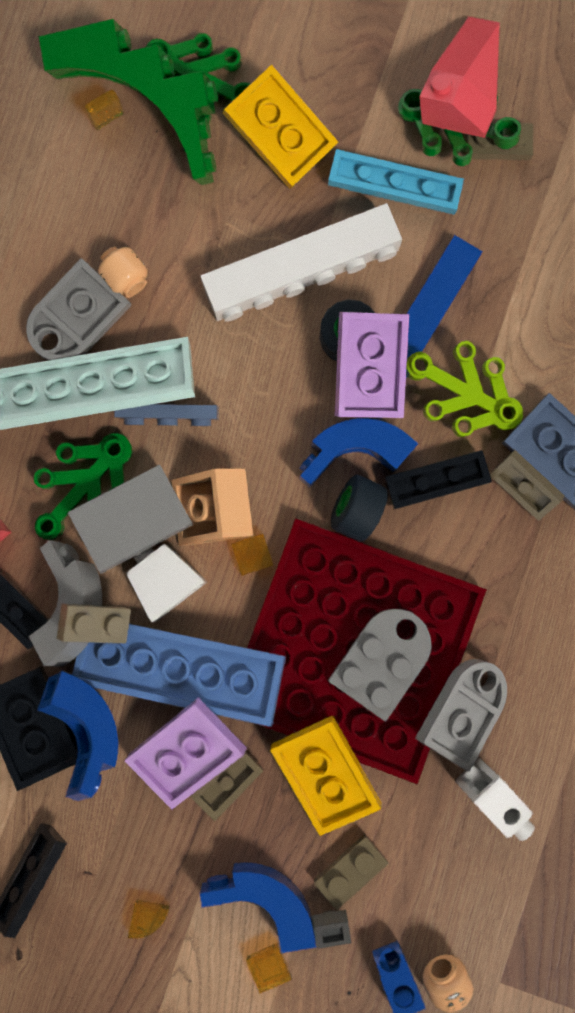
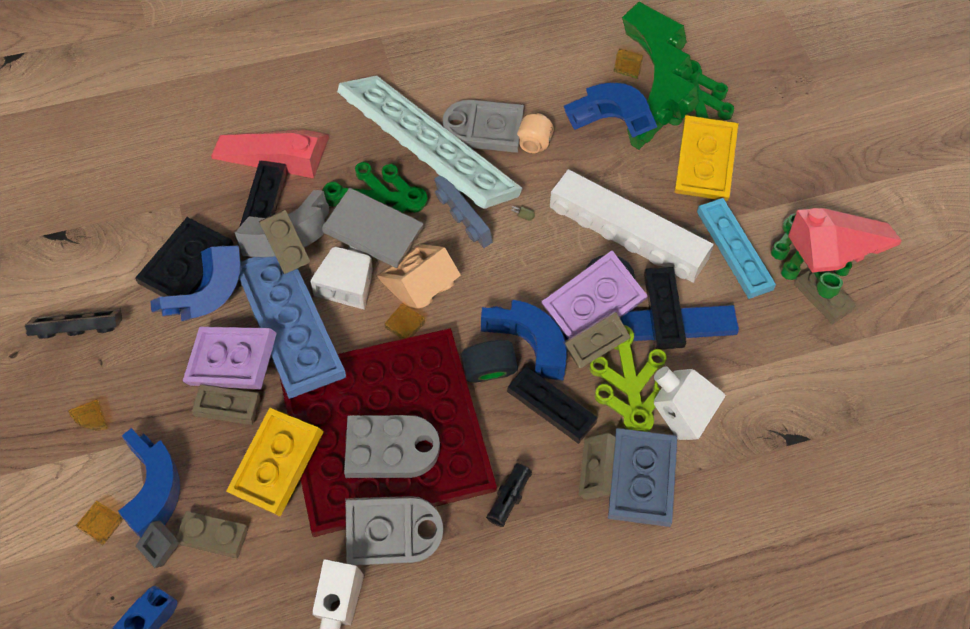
camera: 55 degrees right, 25 degrees down
(156, 162) = (612, 101): none -> blue arch
(208, 351) = (524, 213): none -> olive piece
(416, 395) = (597, 339): none -> dark tan plate
(419, 301) = (664, 308): none -> black plate
(498, 582) = (508, 494): none -> black pin
(528, 360) = (686, 401): none -> white torso

